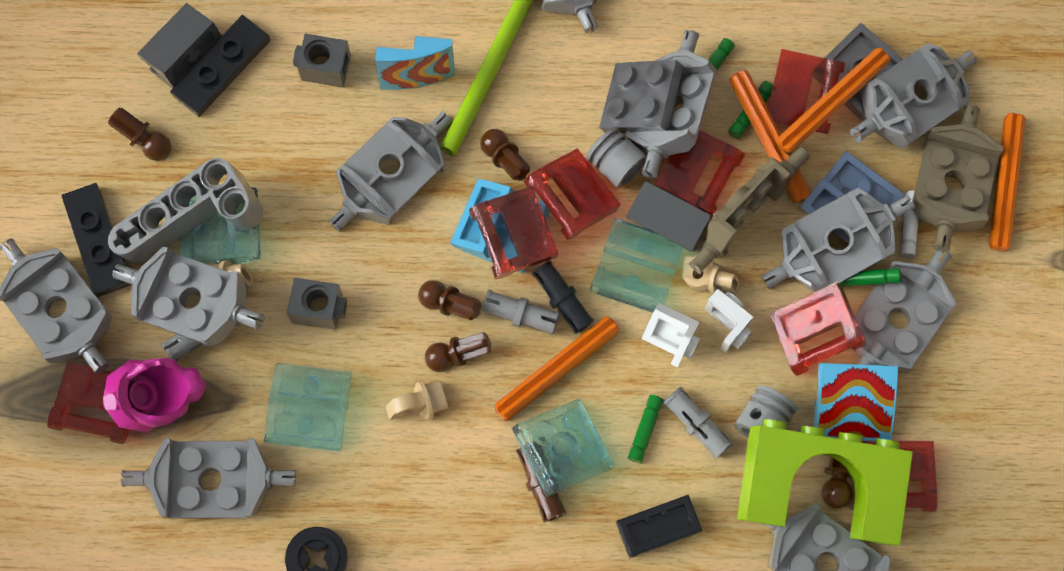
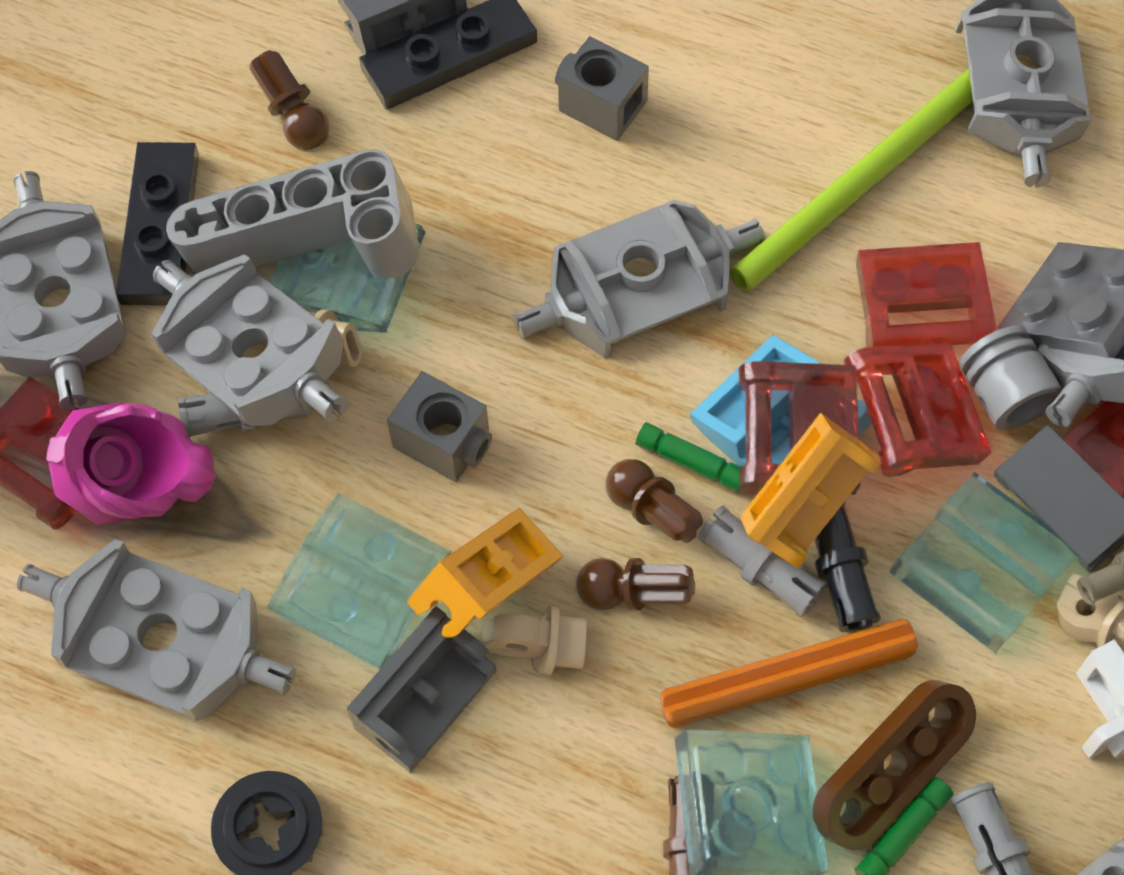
camera: 25 degrees right, 10 degrees down
(368, 454) = (421, 690): none -> dark grey hinge
(379, 379) = (486, 571): none -> light orange hinge
(425, 65) = (740, 135): slope -> none
(459, 266) = (689, 456): none -> green wheel
(504, 154) = (828, 313): reddish brown axle -> none
(532, 268) = (808, 489): none -> light orange hinge
(548, 115) = (925, 281): none -> clear red plate
(637, 384) = (917, 754): none -> reddish brown plate
(672, 333) = (1008, 686): white bracket -> none

